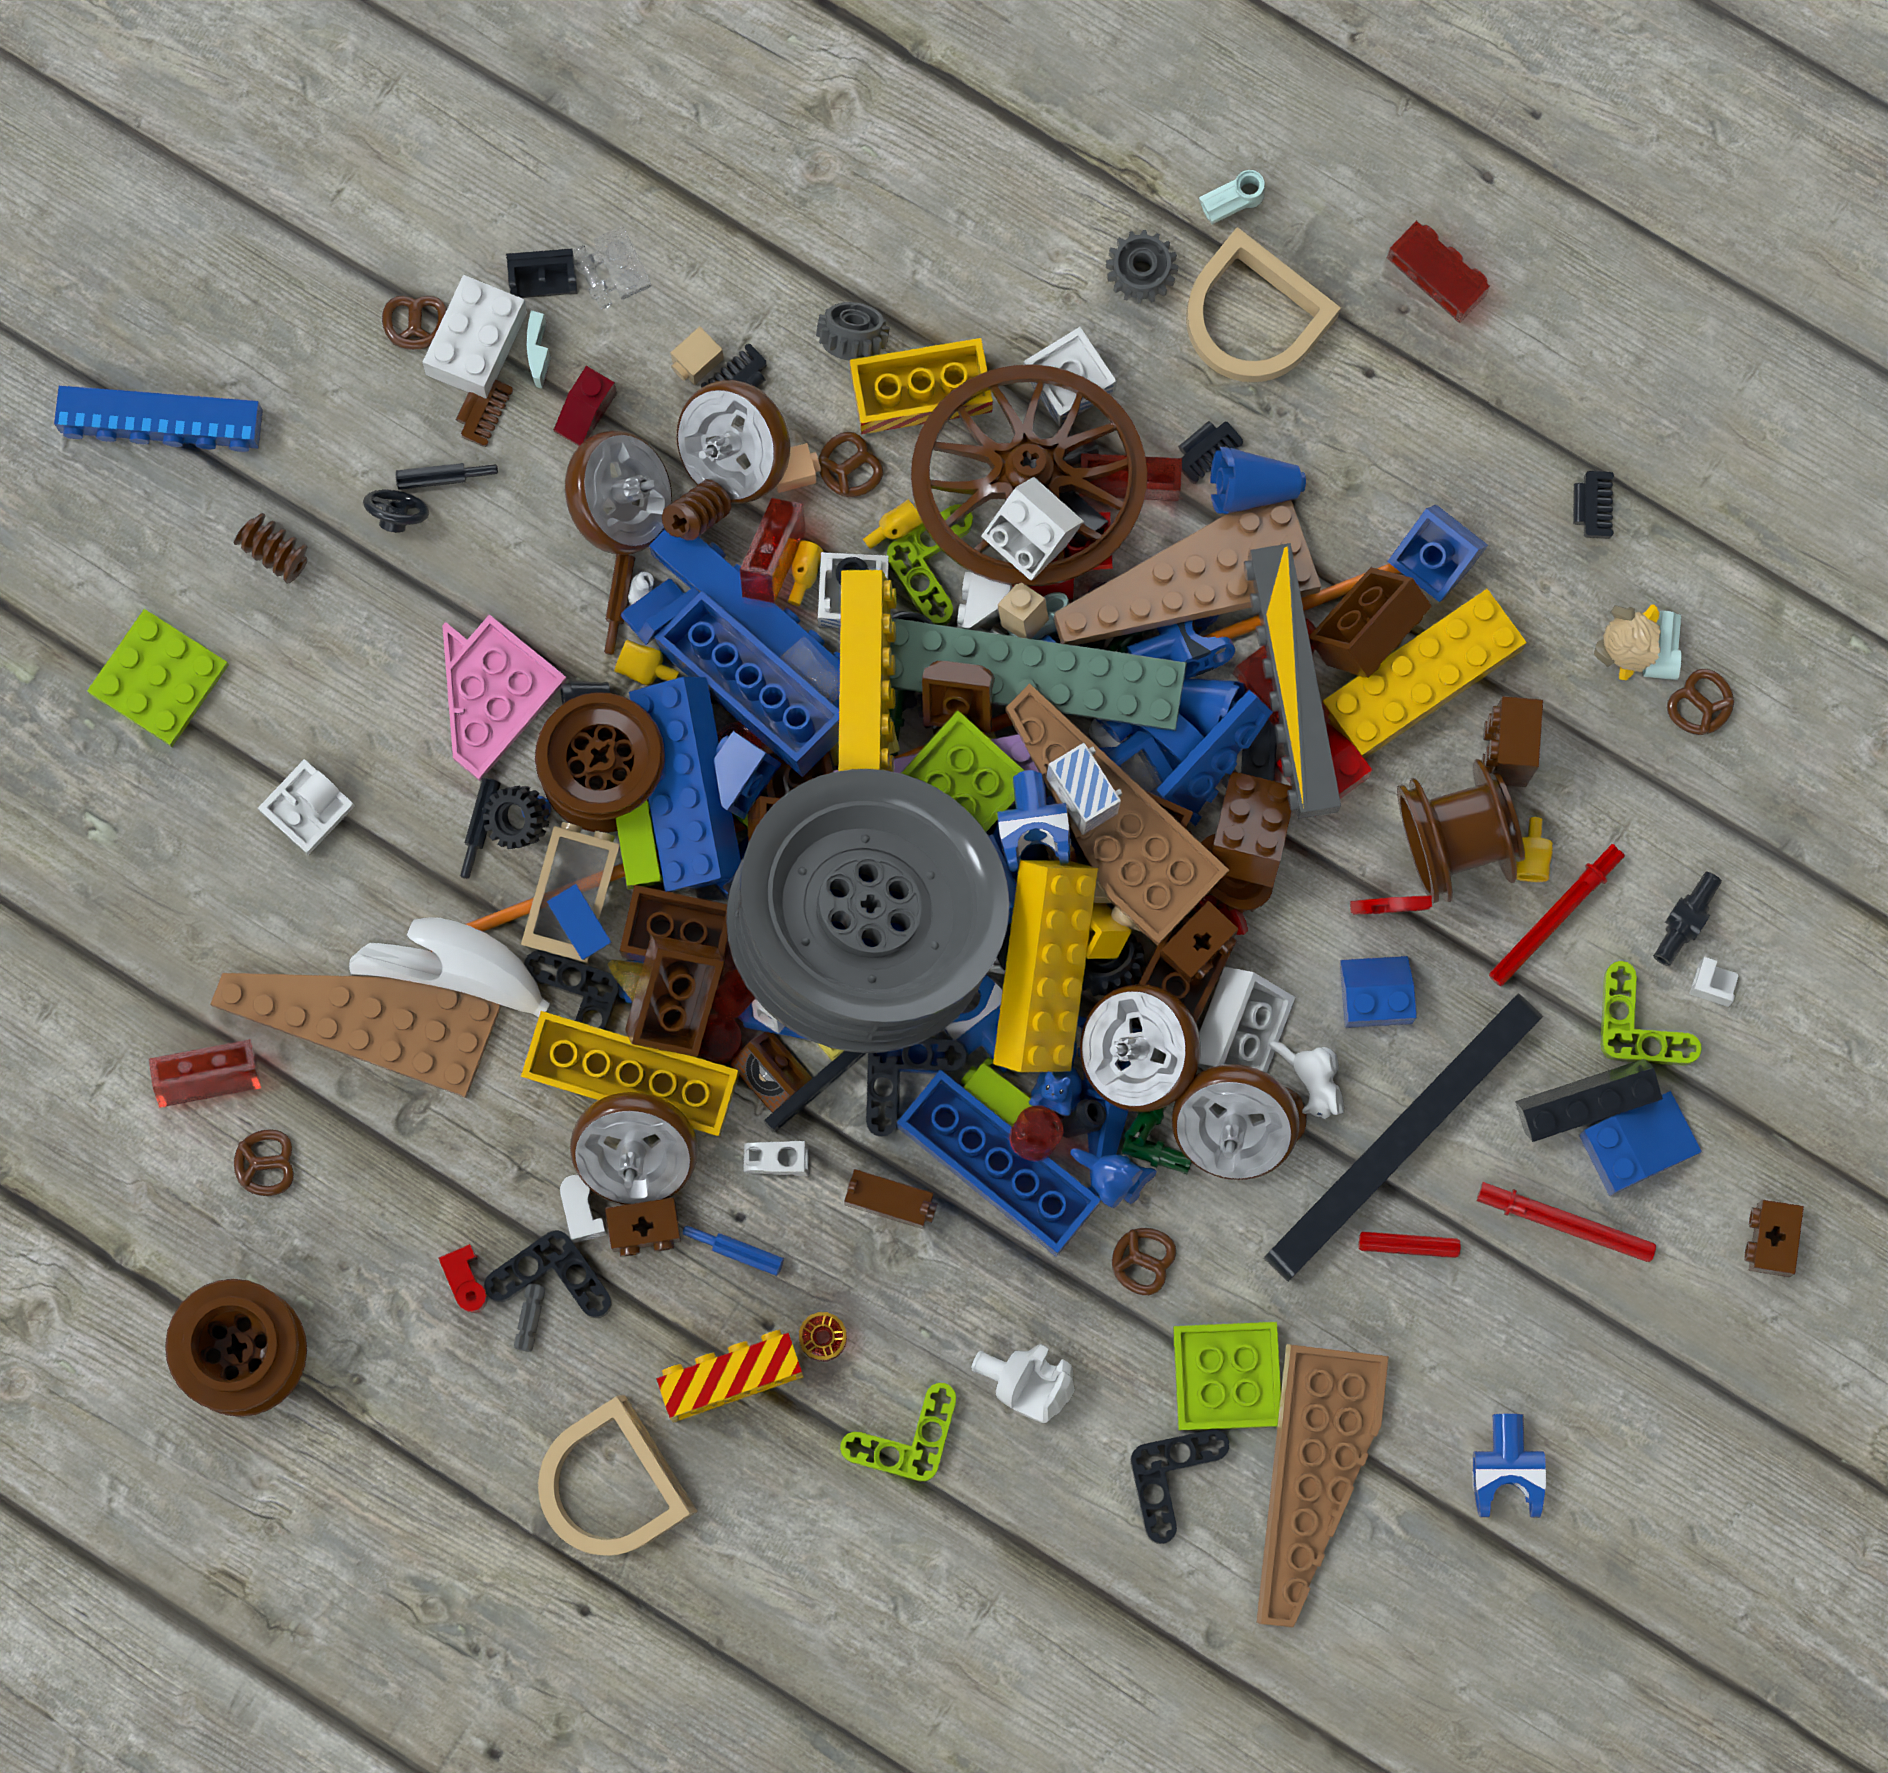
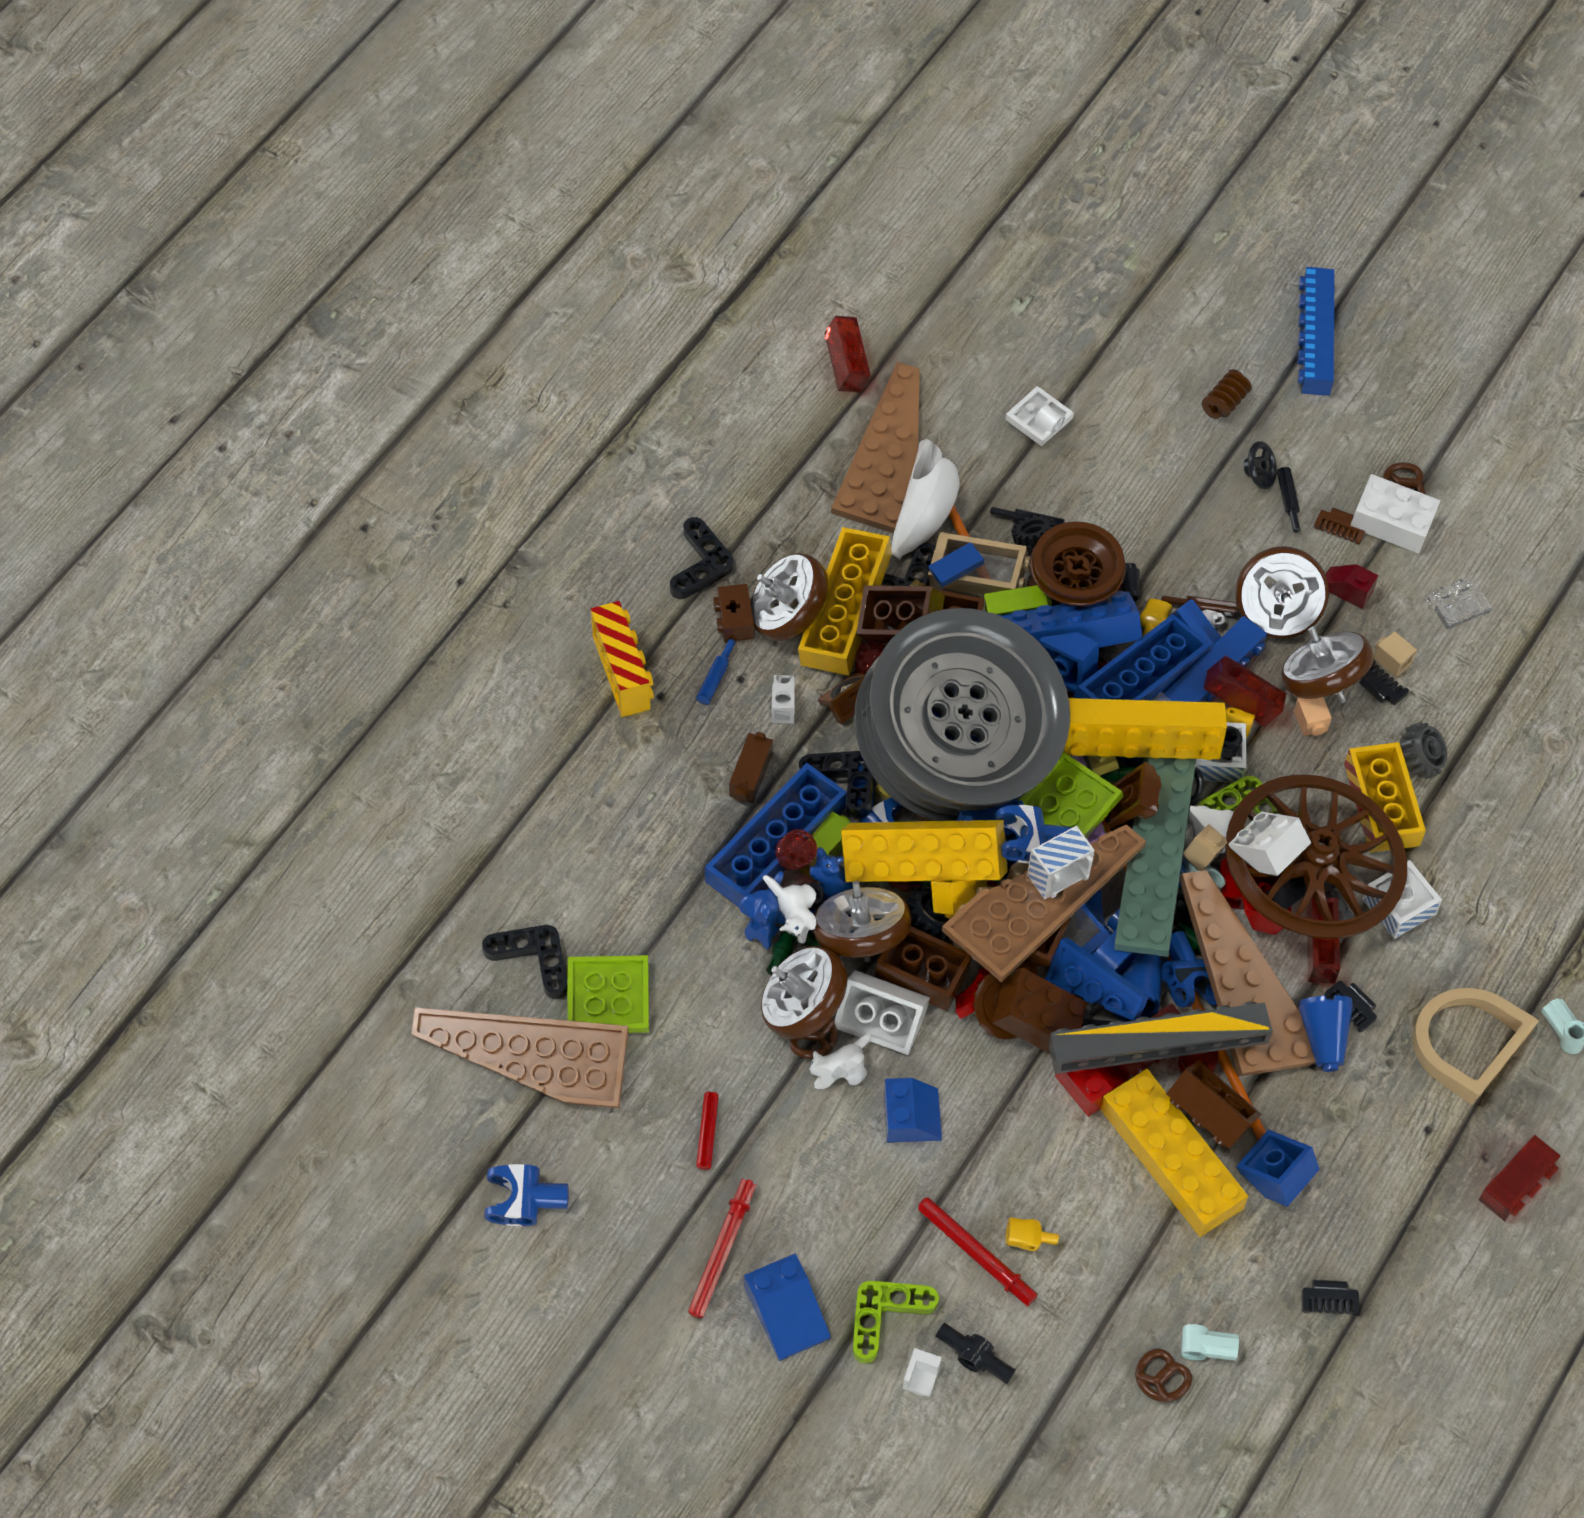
camera: 90 degrees right, 20 degrees down
(158, 677) = (1129, 334): lime plate -> none
(193, 1338) = (640, 376): reddish brown wheel -> none
(264, 1163) = (785, 393): reddish brown piece -> none
(466, 1290) = (700, 505): red leg -> none
(492, 692) = (1137, 522): bright pink wing -> none
(529, 1317) = (671, 546): dark grey axle -> none
(537, 355) = (1396, 551): light aqua slope -> none
(542, 273) = (1449, 557): black hinge -> none
(548, 1483) = (563, 617): tan window -> none
(578, 1212) = (745, 572): white leg -> none
(696, 510) = (1273, 641): reddish brown piece -> none
(812, 1089) = (831, 716): black tile -> none
(819, 1323) = (646, 716): wheel -> none
(848, 466) = (1317, 754): reddish brown piece -> none
(894, 524) = (1267, 775): yellow piece -> none
(907, 1453) = (562, 781): lime beam -> none
(1029, 1382) = (609, 853): white piece -> none
(1119, 1133) = (795, 904): none -> white animal
(1141, 284) = (1496, 969): dark grey gear -> none
(1141, 1259) = (701, 939): reddish brown piece -> none
(1207, 924) = (945, 964): reddish brown brick -> none
(1391, 905) = (981, 1119): red tile -> none
(1403, 1137) = (796, 1128): black beam -> none
(1461, 831) = (1038, 1151): reddish brown wheel -> none
(1513, 739) = (1118, 1206): reddish brown brick -> none
(1589, 1100) = (821, 1263): black brick -> none
(1630, 640) = (1213, 1311): tan hair -> none
(1786, 1223) = (716, 1419): reddish brown brick -> none

